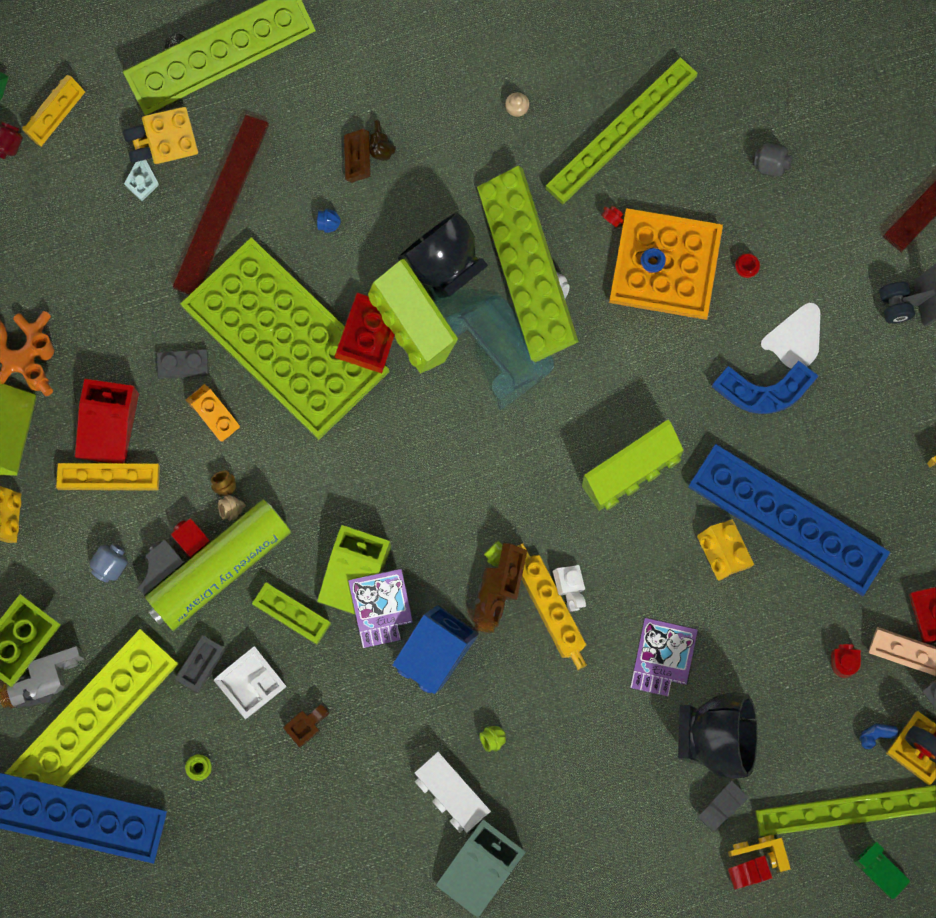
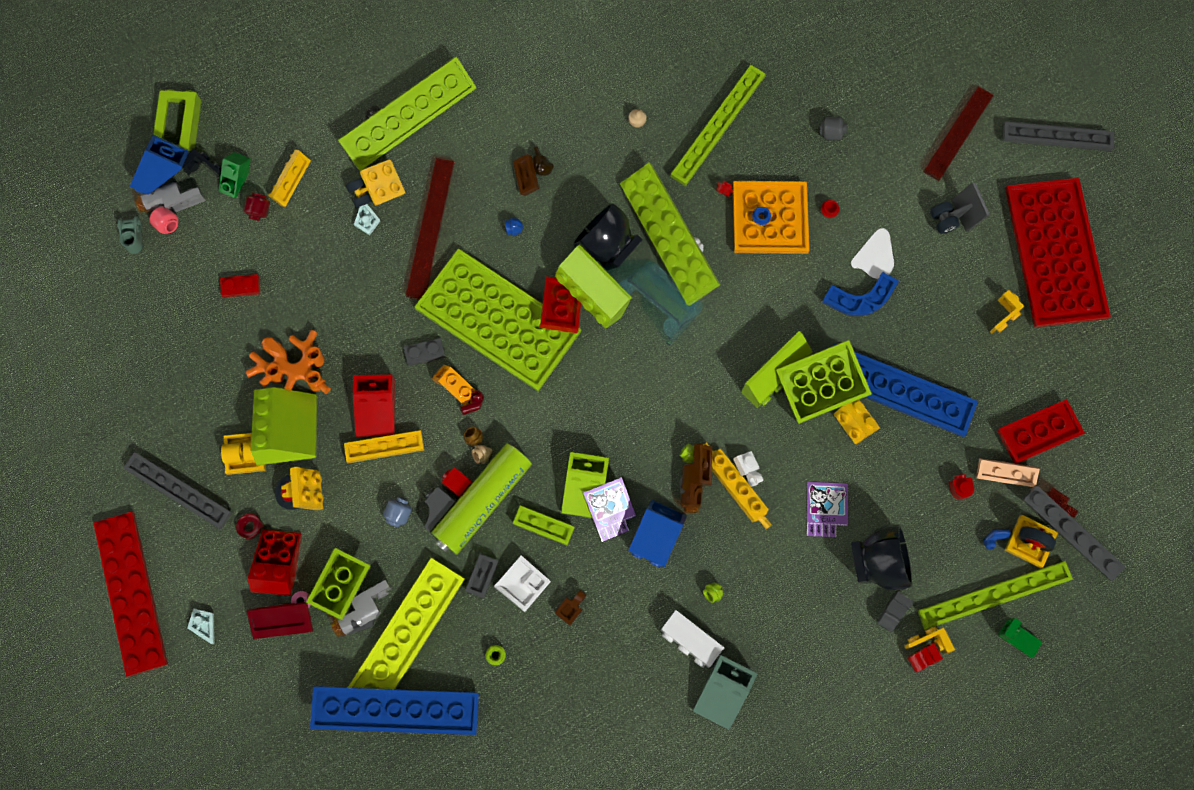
camera: 15 degrees left, 0 degrees up
(234, 441) = (475, 403): none -> dark red arm
(687, 491) = (823, 382): none -> lime slope

